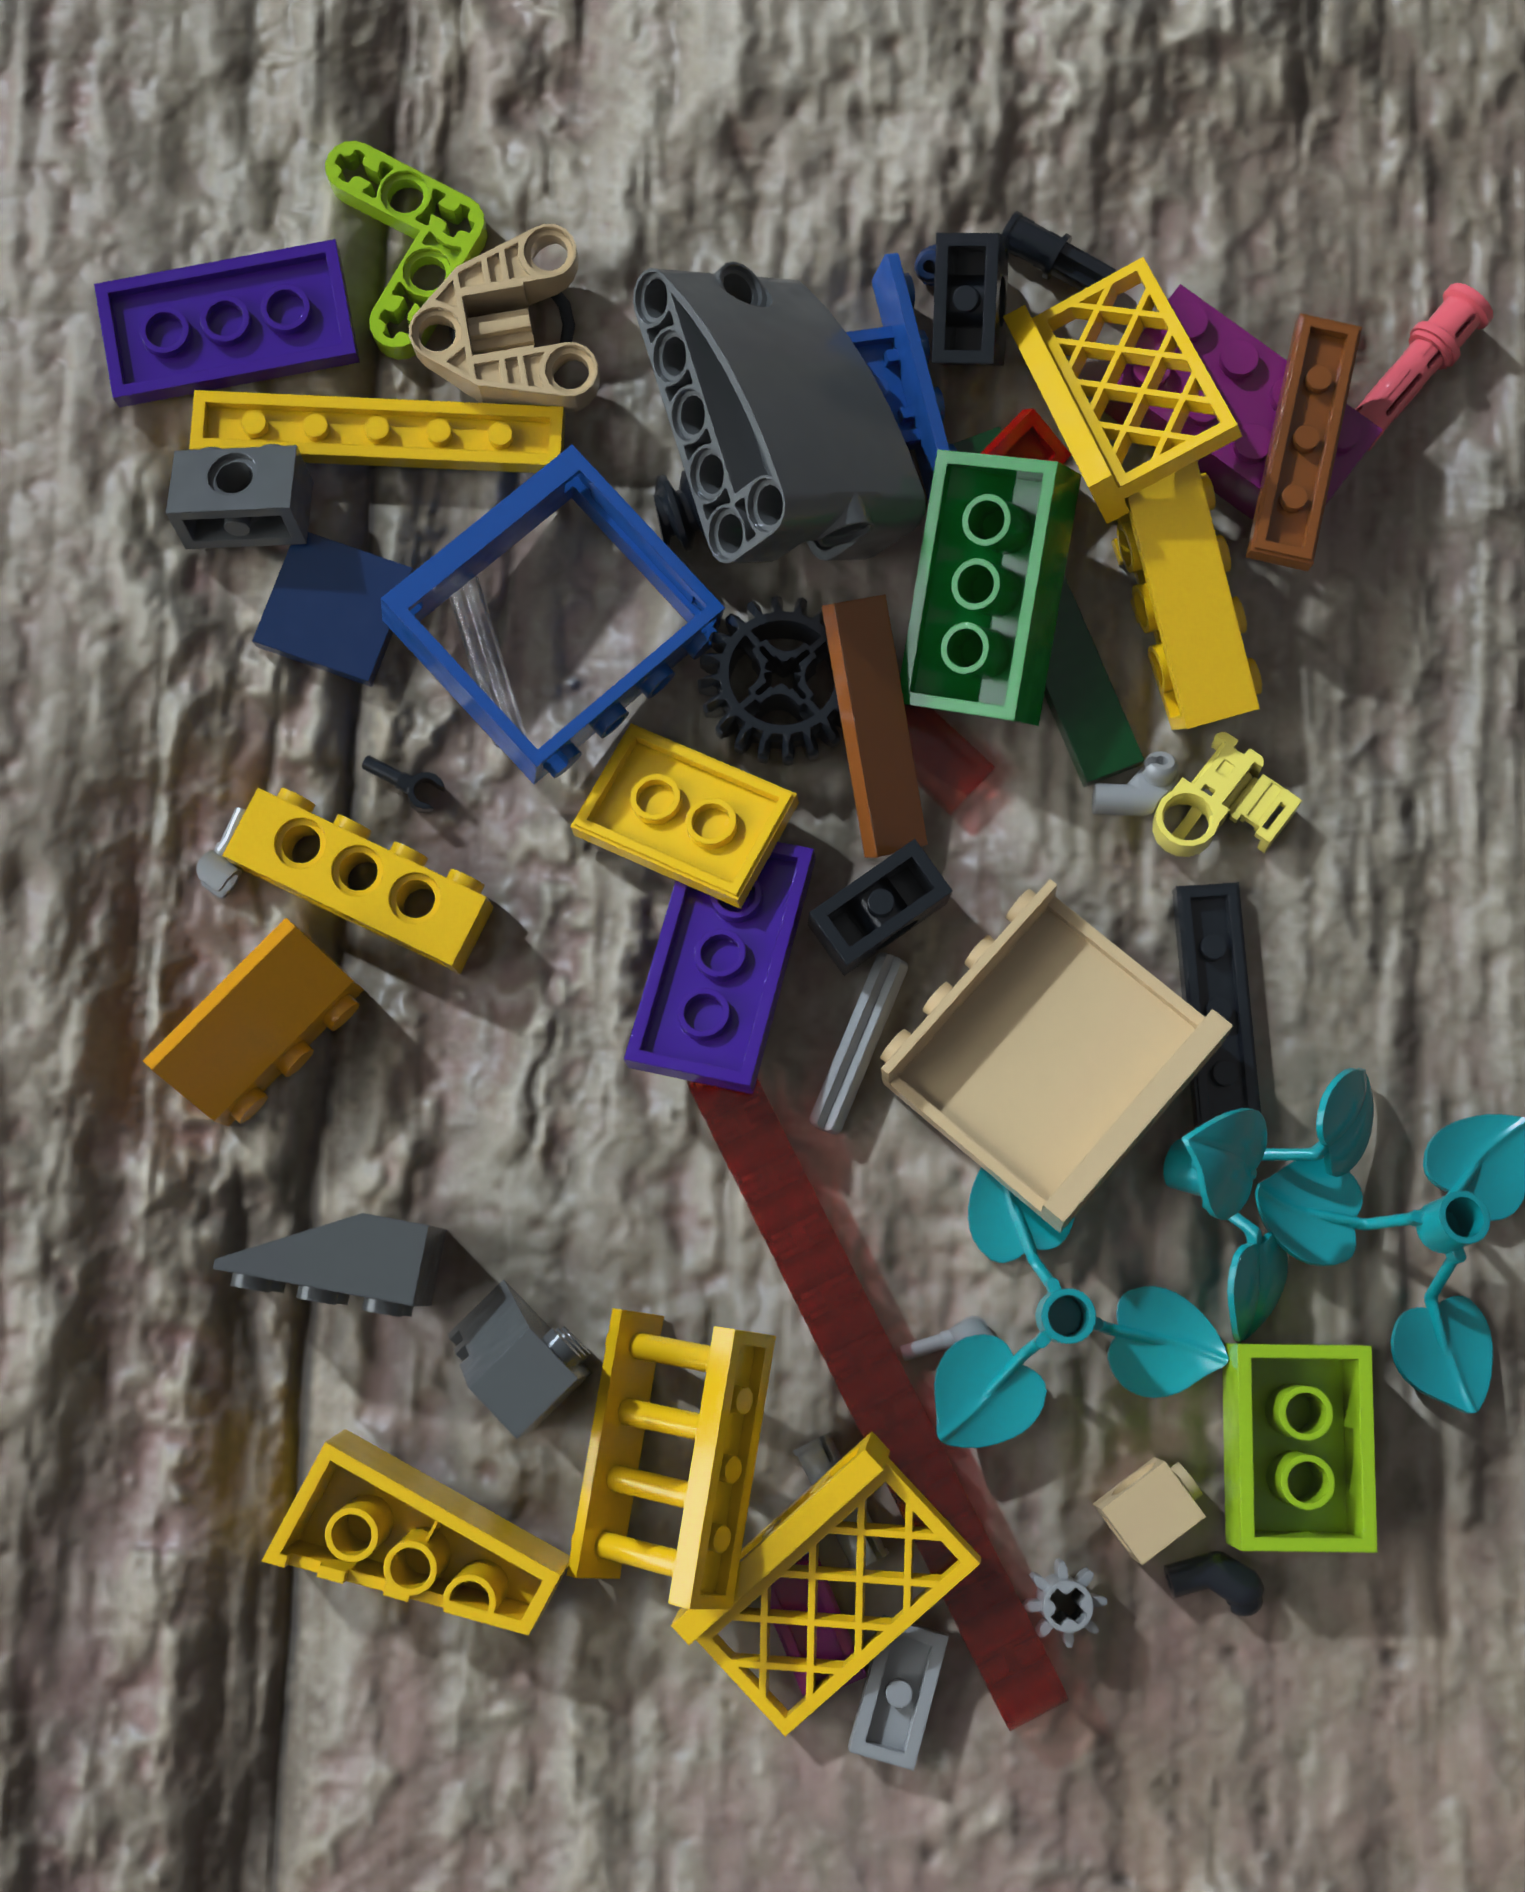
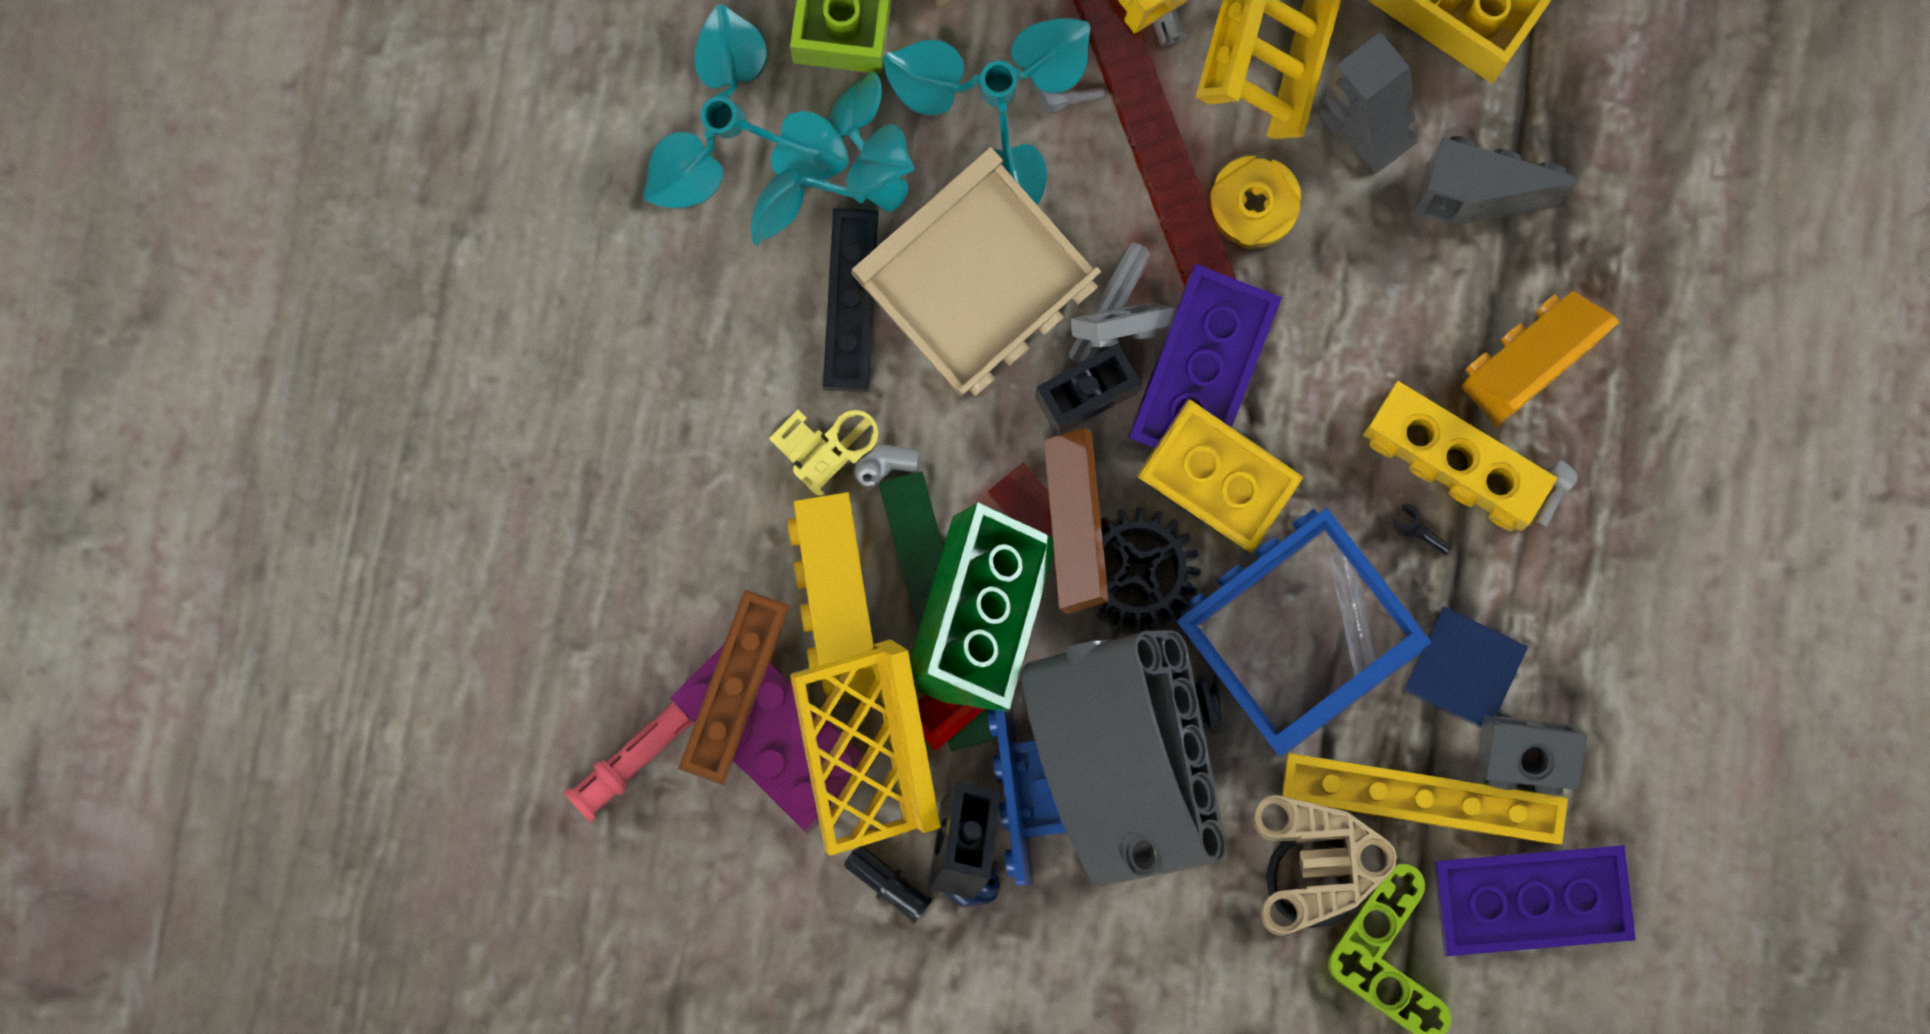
camera: 175 degrees left, 0 degrees up
(634, 1208) = (1260, 177): none -> yellow plate
(842, 1005) = (1136, 320): none -> light grey plate

